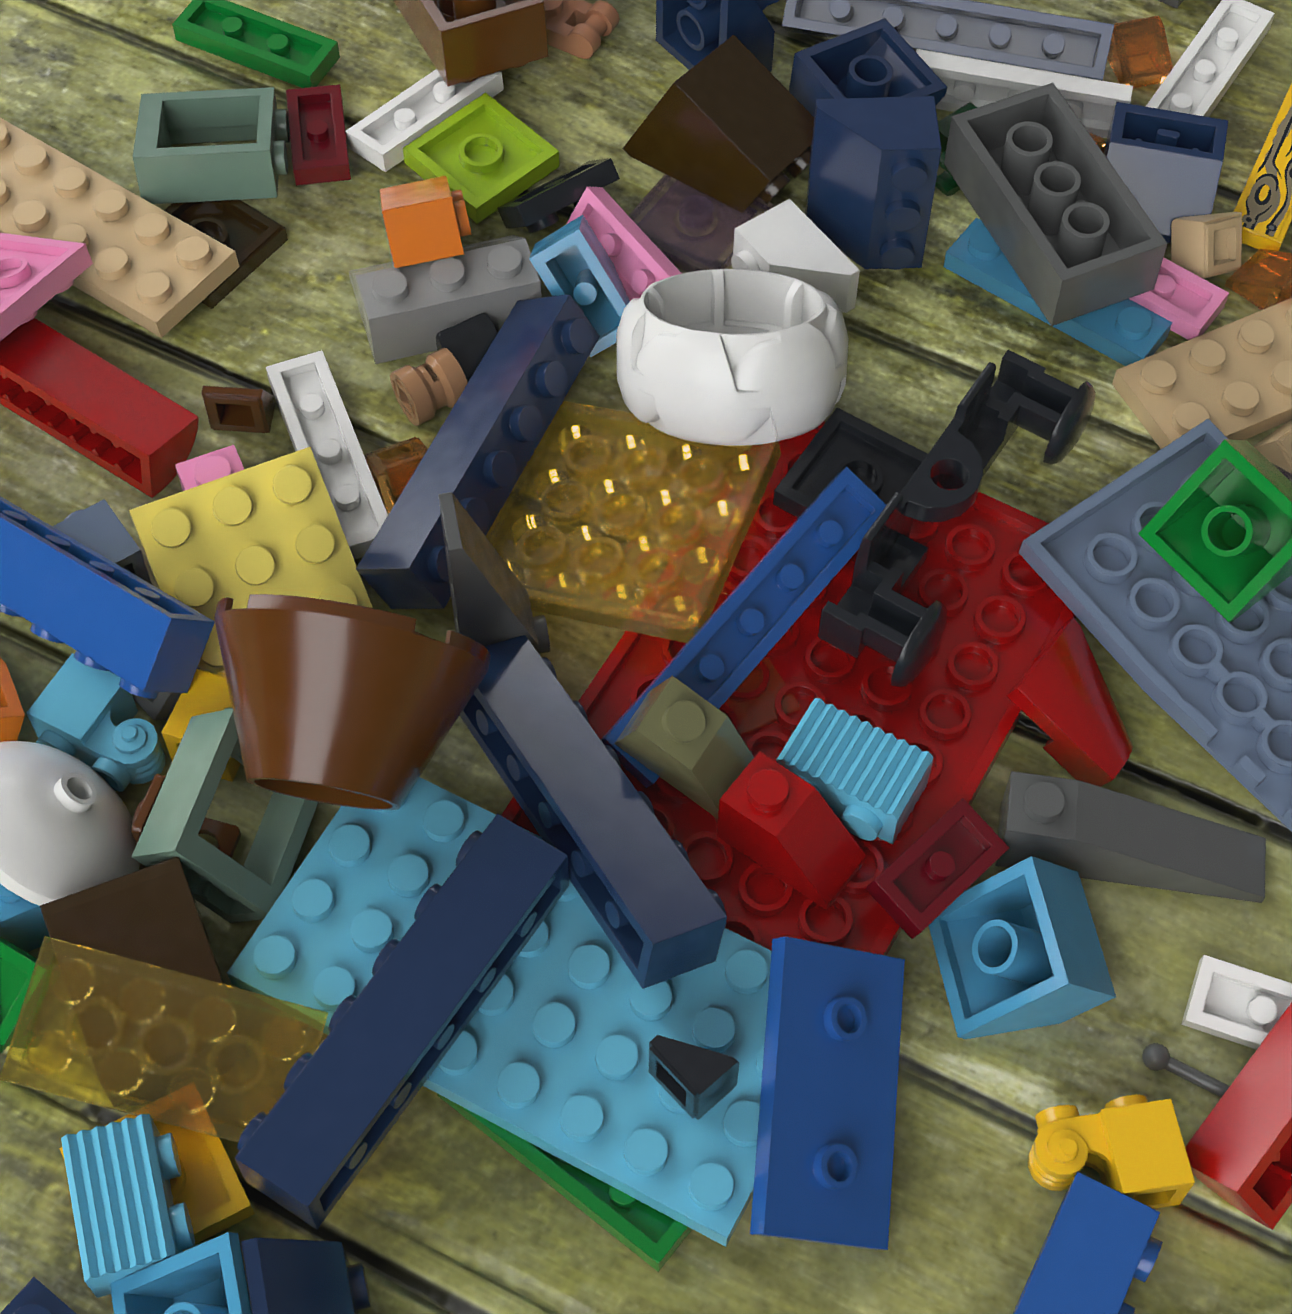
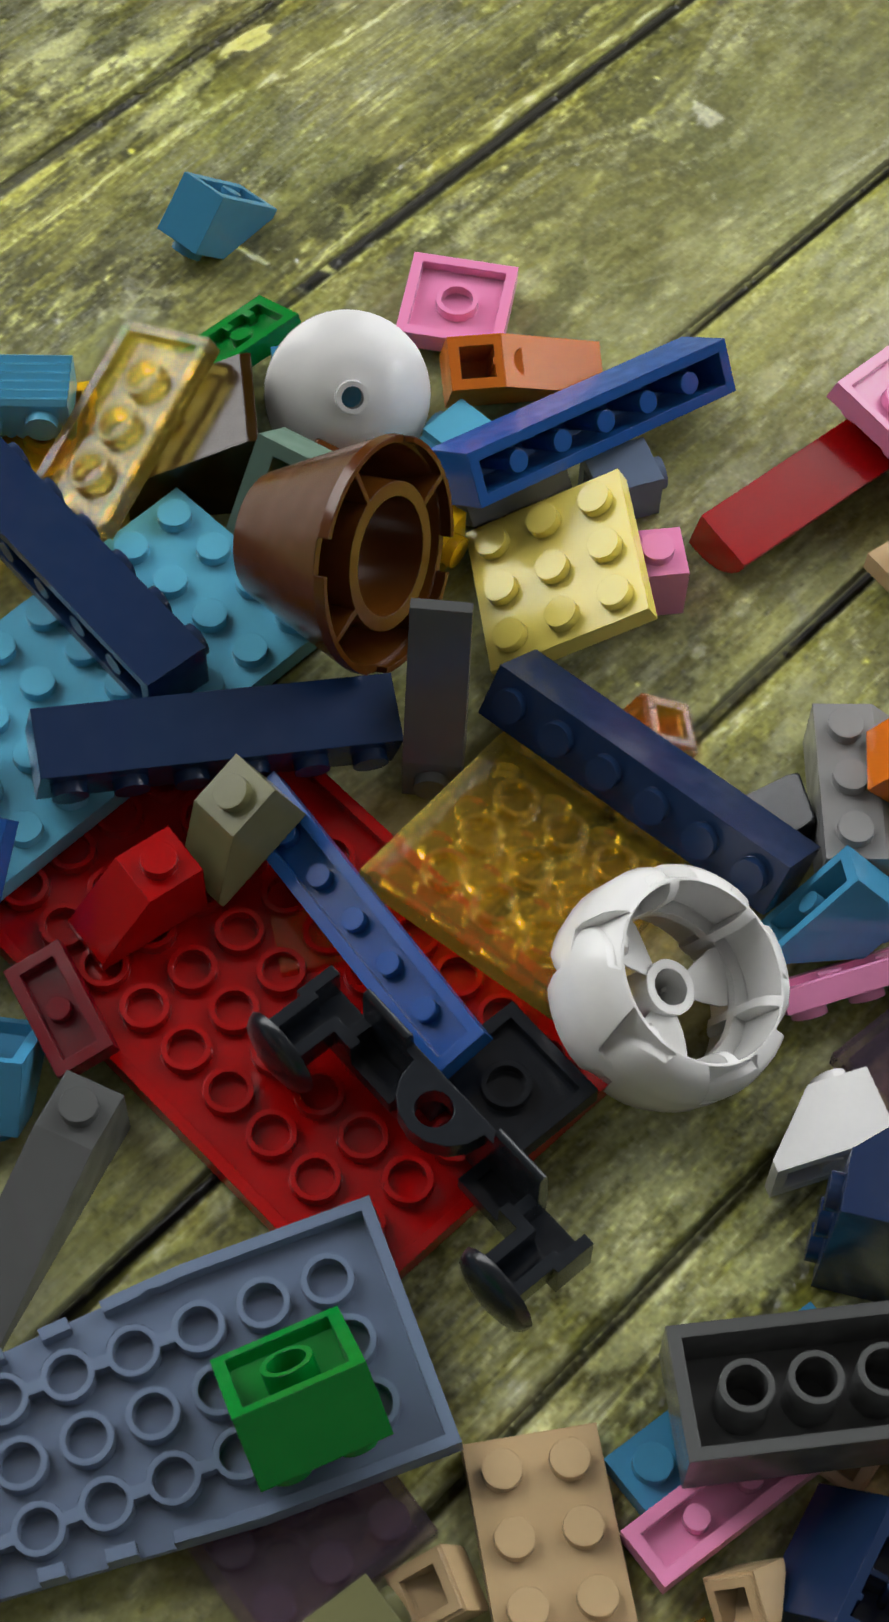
camera: 105 degrees right, 0 degrees up
(239, 409) = (768, 614): reddish brown slope -> none
(320, 421) = (694, 668): white plate -> none
(428, 386) = (741, 756): medium nougat wheel -> none
(858, 770) = (176, 966): medium azure brick -> none
(1074, 708) = (186, 1201): red slope -> none

